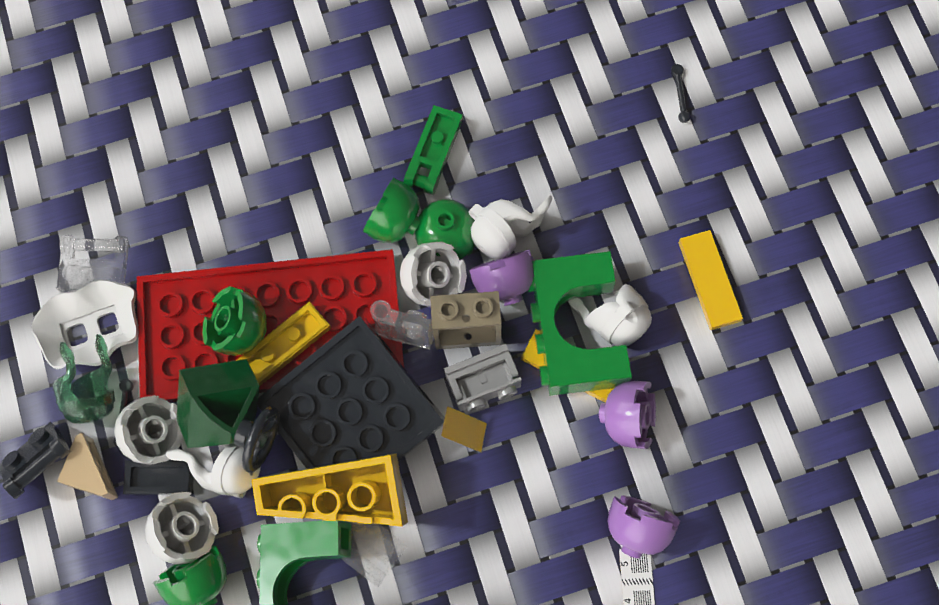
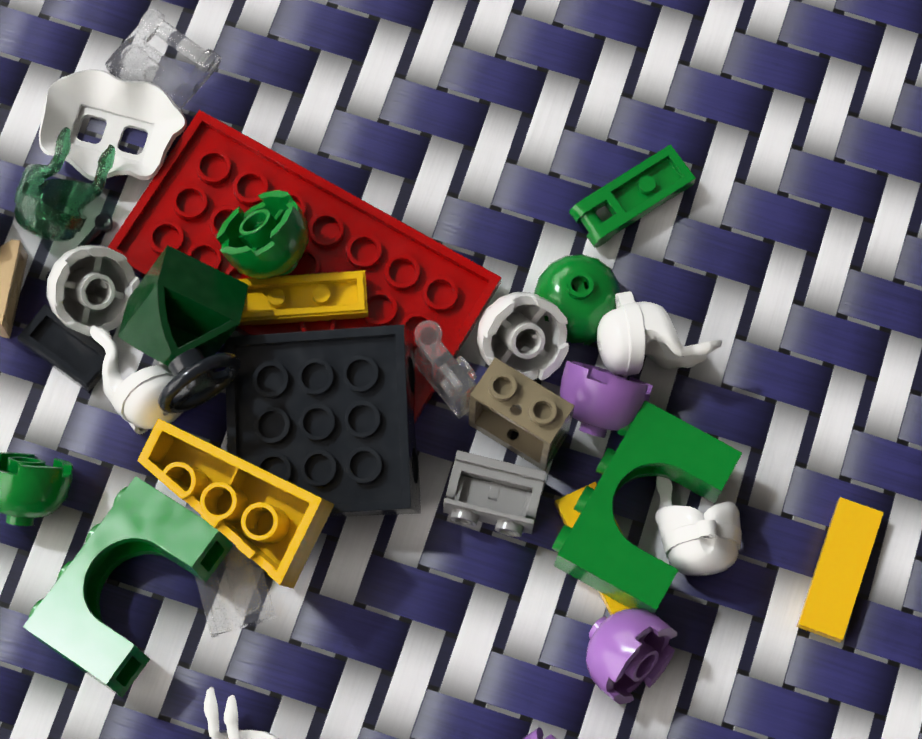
camera: 30 degrees right, 0 degrees up
(181, 528) = (50, 419): white cylinder -> none
(394, 214) = (531, 238): green cylinder -> none
(464, 429) = (429, 533): yellow sticker -> none

